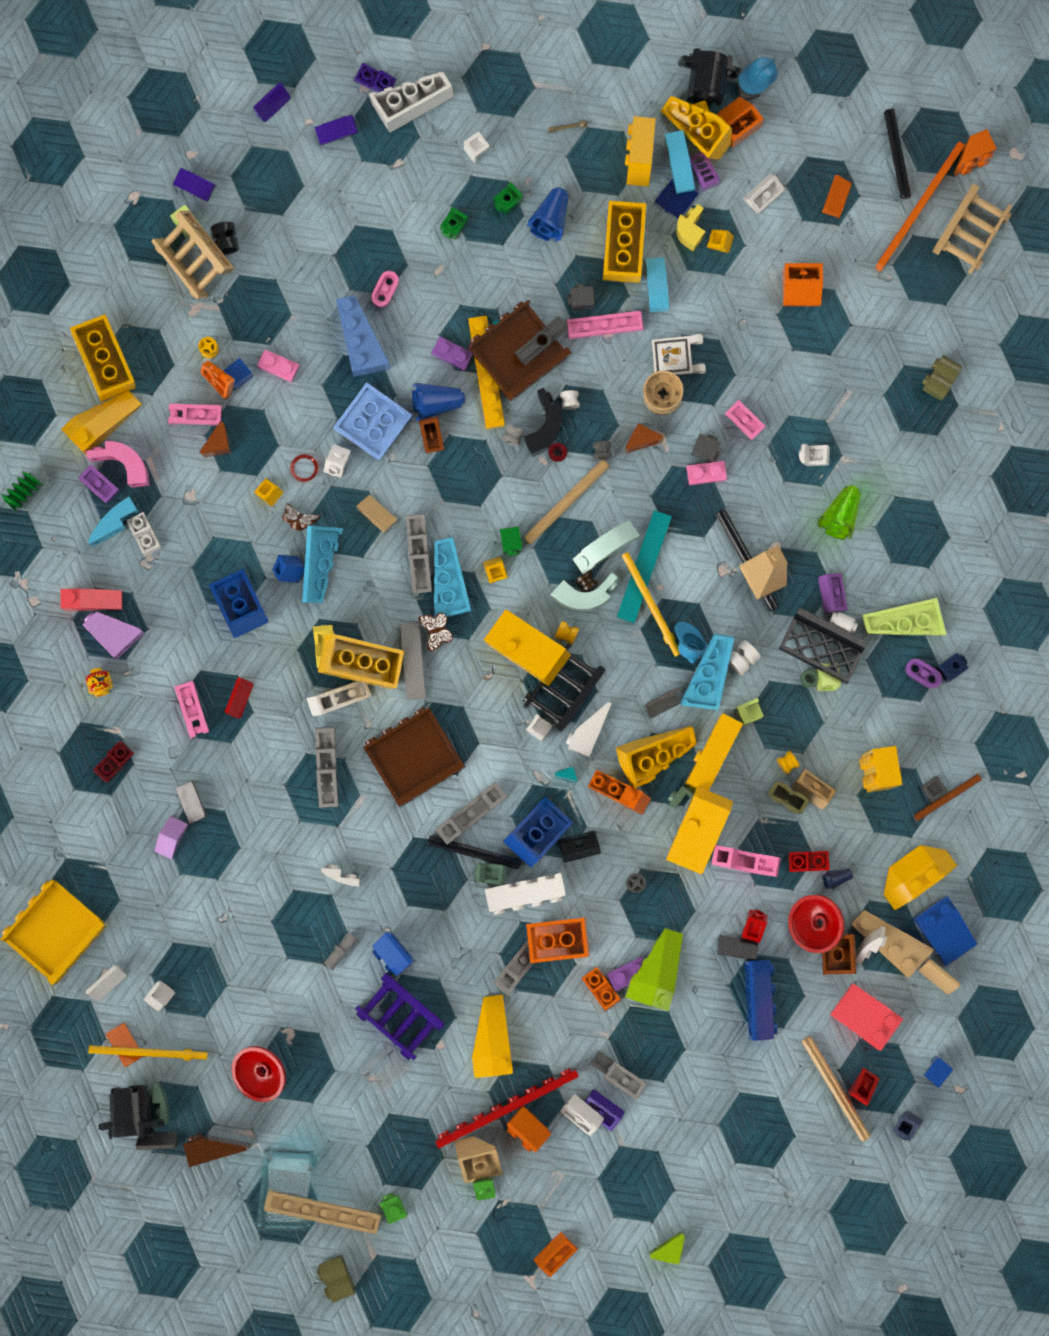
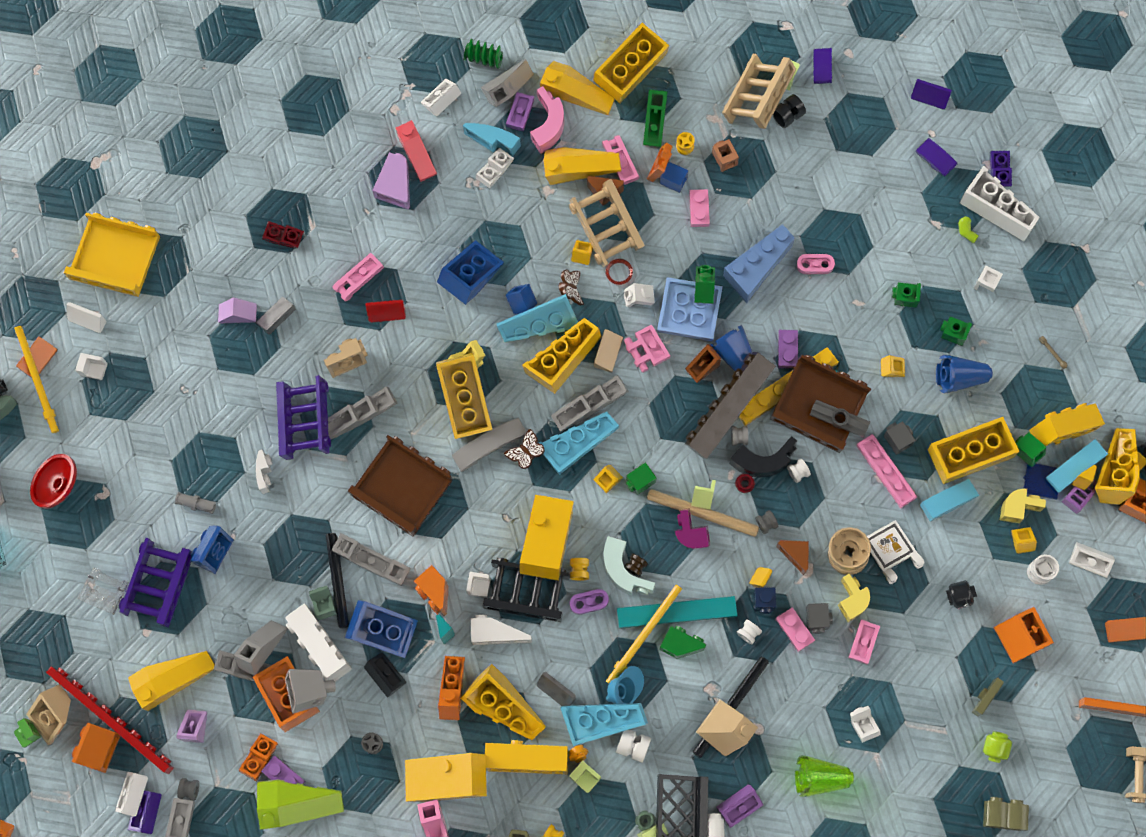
camera: 70 degrees right, 10 degrees down
(44, 551) = (441, 97): none -> white slope
(66, 485) = (507, 83): none -> light grey slope
(99, 682) = (346, 191): yellow head -> none
(168, 361) = (655, 117): none -> green slope
(178, 458) = (574, 164): none -> yellow wedge
(235, 311) = (725, 148): none -> nougat brick
(264, 439) = (625, 223): none -> tan fence
(269, 747) = (350, 357): none -> tan plate
(293, 830) = (286, 411): none -> dark purple fence
(338, 697) = (424, 394): white slope -> none
(359, 396) = (704, 284): none -> green slope
(365, 560) = (563, 356): none -> yellow wedge
(391, 472) = (651, 344): none -> bright pink plate
(418, 141) = (965, 229): none -> lime arm
(483, 429) = (729, 405): none -> brick
(505, 945) = (259, 646): none -> light grey slope
(513, 271) = (892, 366): none -> yellow slope
(527, 767) = (435, 588): none -> orange slope
(547, 1035) = (193, 726): none -> lavender slope
(555, 493) = (703, 496): none -> yellowish green panel
(566, 917) = (307, 688): none -> light grey torso
(585, 520) = (691, 537): none -> magenta brick
(599, 638) = (588, 599): none -> medium lavender plate
(605, 546) = (679, 566): light aqua arch -> none
(645, 192) = (1030, 449): none -> green brick
(648, 479) = (760, 577): none -> yellow slope
(670, 486) = (765, 599): none -> dark blue brick
(674, 577) = (680, 644): none -> green slope
(676, 797) = (470, 743): sand green bracket -> none
(691, 513) = (749, 632): none -> white wheel
(695, 160) = (1085, 478): none -> yellow slope
(708, 406) = (857, 602): none -> light yellow brick
(728, 708) = (578, 753): none -> light orange plate
(743, 317) = (961, 594): none -> black head
(755, 238) = (1043, 569): none -> white wheel
(838, 341) = (987, 696): none -> olive plate
(883, 355) = (997, 746): none -> lime head

